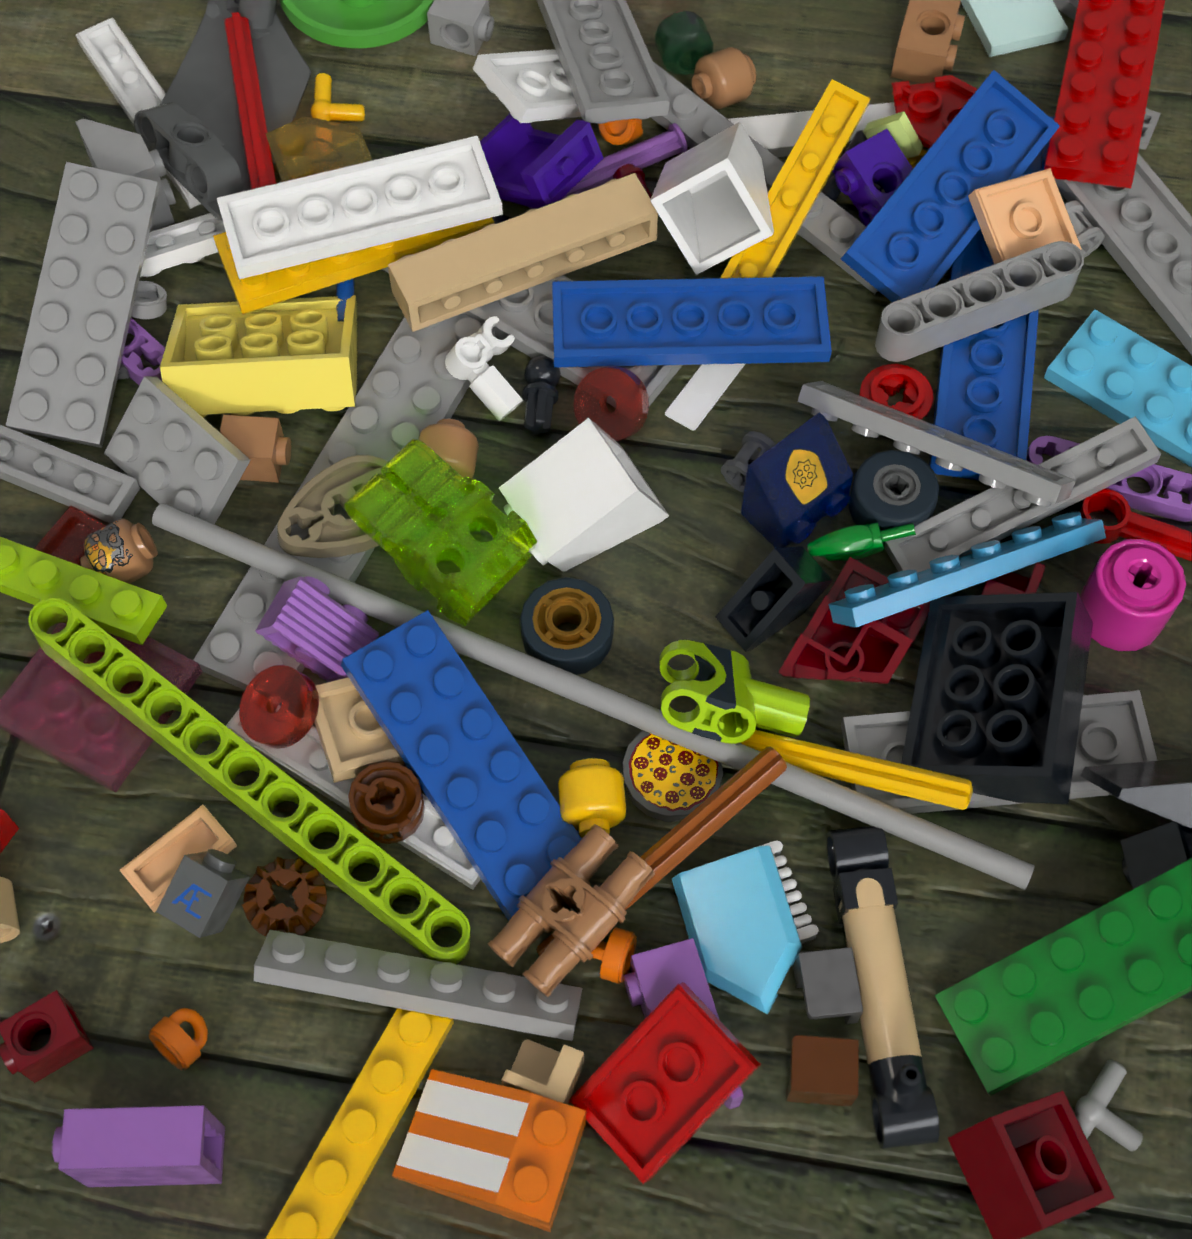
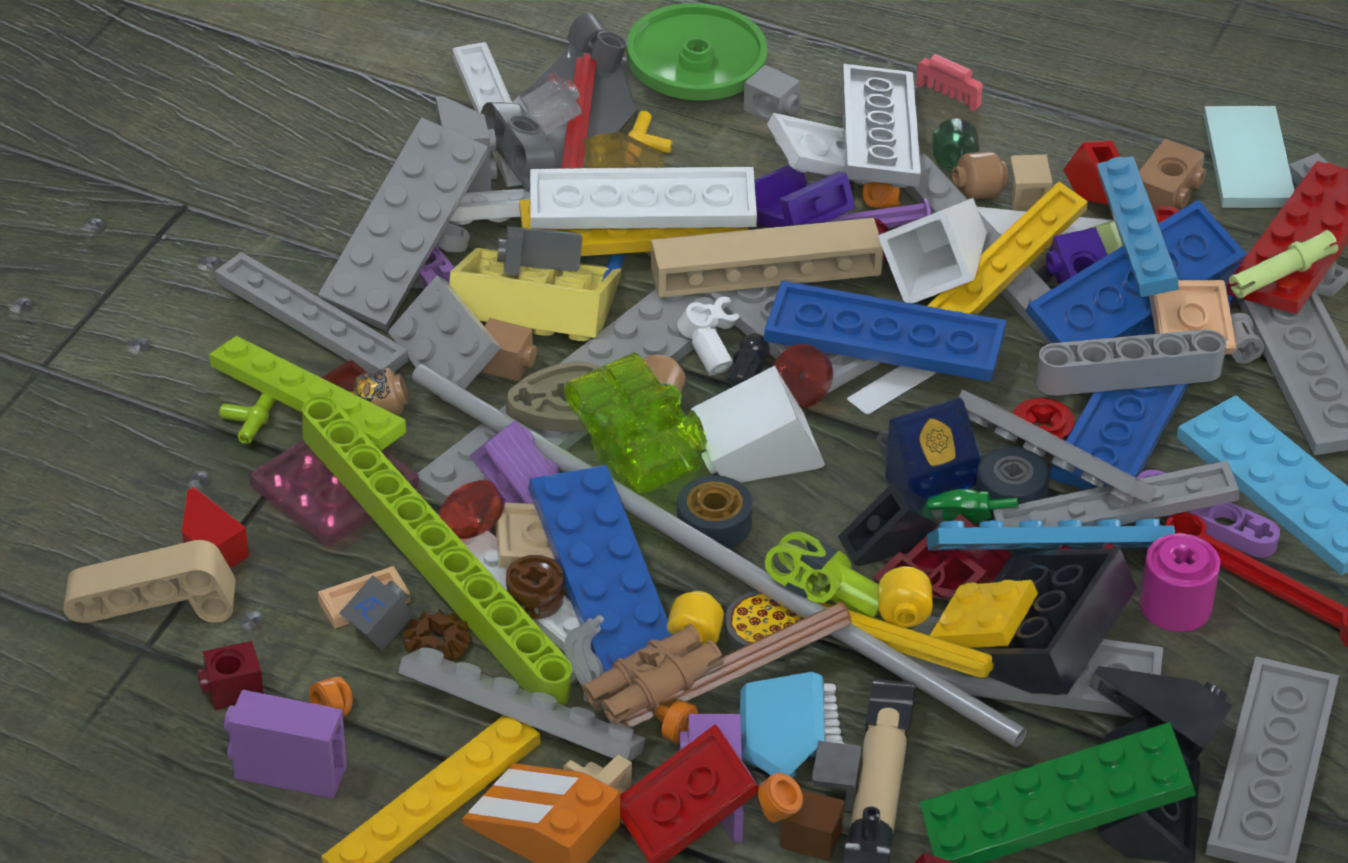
camera: 15 degrees right, 20 degrees down
(214, 92) = (551, 102): none -> clear brick
(255, 304) = (539, 250): none -> dark grey bracket
(472, 894) = (577, 649): none -> light grey piece
(784, 73) = (1031, 180): none -> tan panel
(786, 1068) = (779, 797): none -> orange tile
(836, 709) = (905, 597): none -> yellow head
(859, 51) = (1083, 169): none -> red slope
(936, 713) = (985, 613): none -> yellow plate
(941, 124) = (1137, 226): none -> dark azure plate
(1122, 121) = (1297, 257): none -> yellowish green pin

